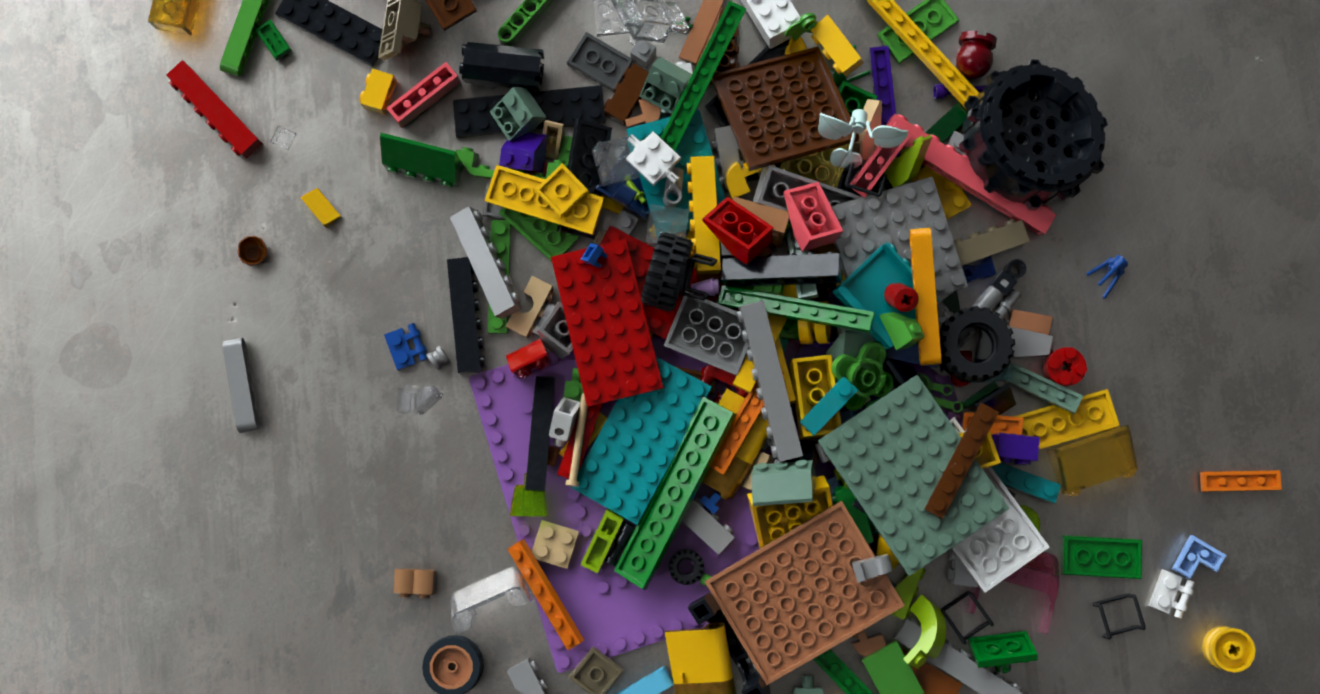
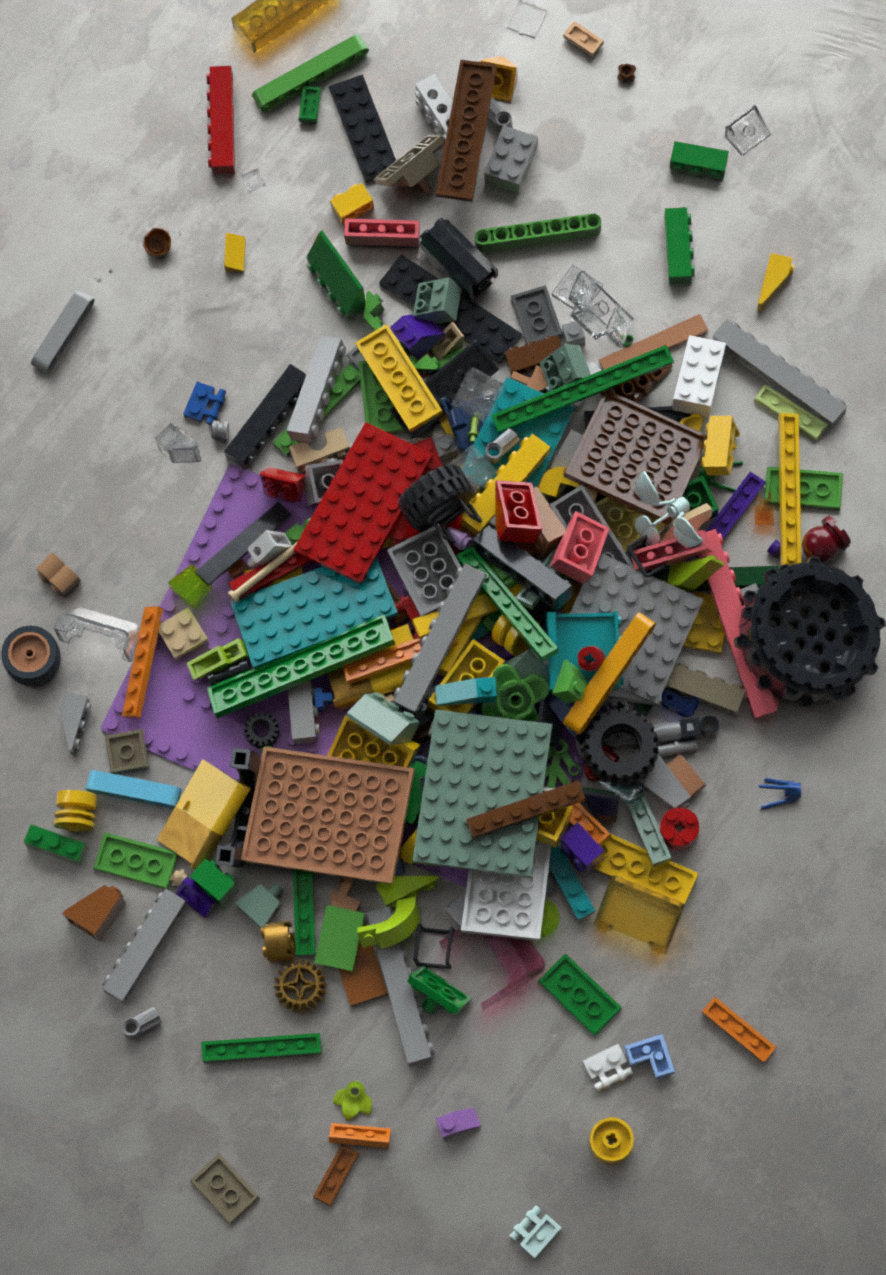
camera: 45 degrees right, 10 degrees down
(562, 190) = (416, 380): yellow tile -> none
(592, 254) = (393, 443): blue tile -> none
(653, 158) = (503, 412): white plate -> none
(805, 24) = (705, 409): bright green plate -> none
(872, 567) = (390, 832): light grey leg -> none
(907, 70) = (764, 513): none -> clear orange plate
(1108, 635) = (541, 1024): black piece -> none

